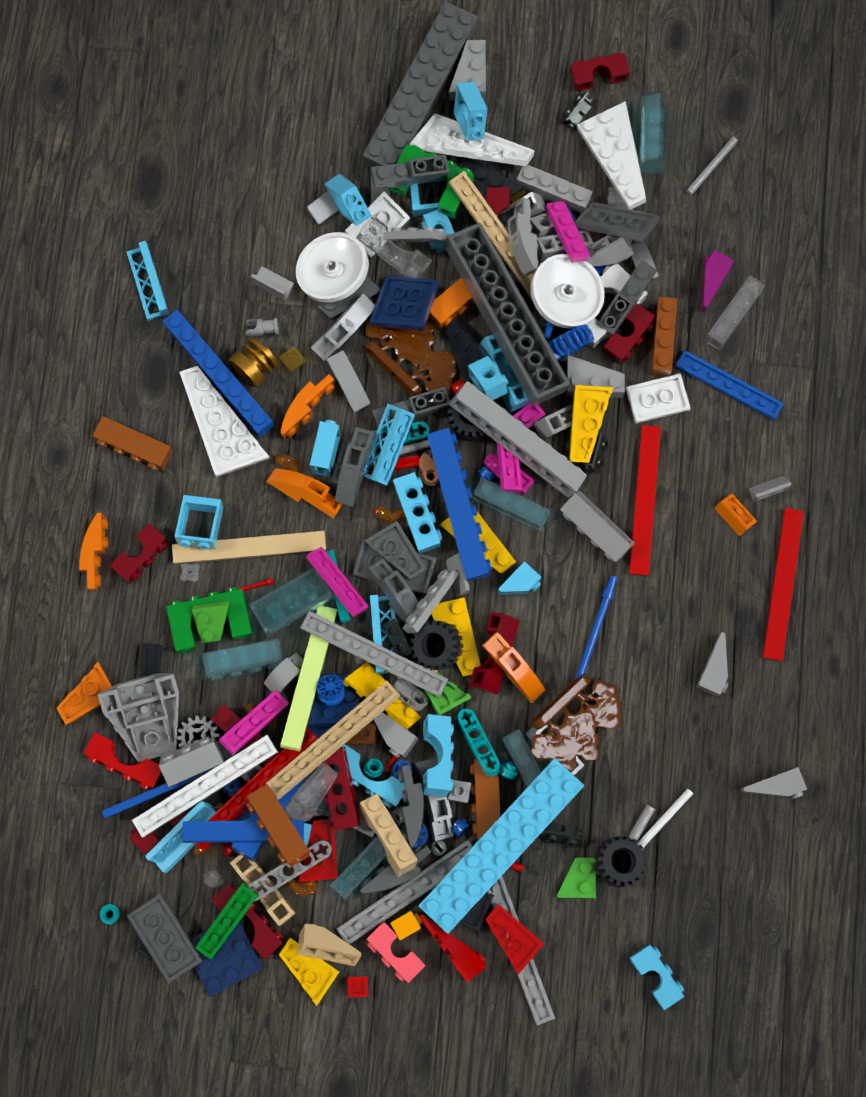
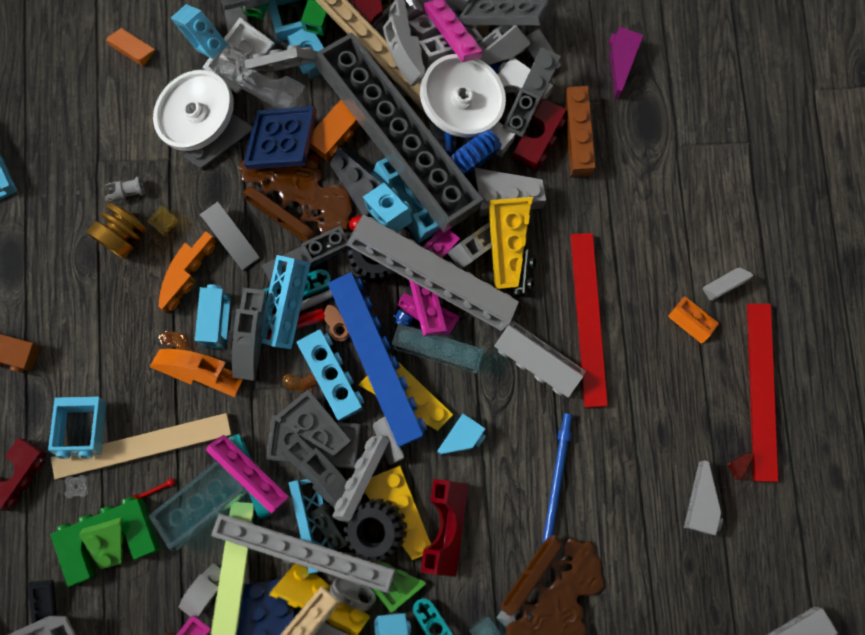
camera: 10 degrees left, 0 degrees up
(218, 373) = (79, 250): blue brick -> none
(223, 433) = (94, 318): white wing -> none
(242, 658) = (150, 581): clear light blue brick -> none
(272, 283) = (129, 138): light grey panel -> none
(284, 201) = (130, 46): none -> orange slope
(322, 208) = (174, 47): light grey slope -> none
(330, 691) = (257, 608): blue wheel -> none
(343, 327) = (215, 175): light grey slope -> none
(514, 666) = (470, 541): orange slope -> none
(658, 398) = (583, 202): white tile -> none
(729, 385) = (661, 174): blue tile -> none
(735, 313) = (653, 93): clear brick -> none
(751, 641) = (739, 465): none -> clear red slope

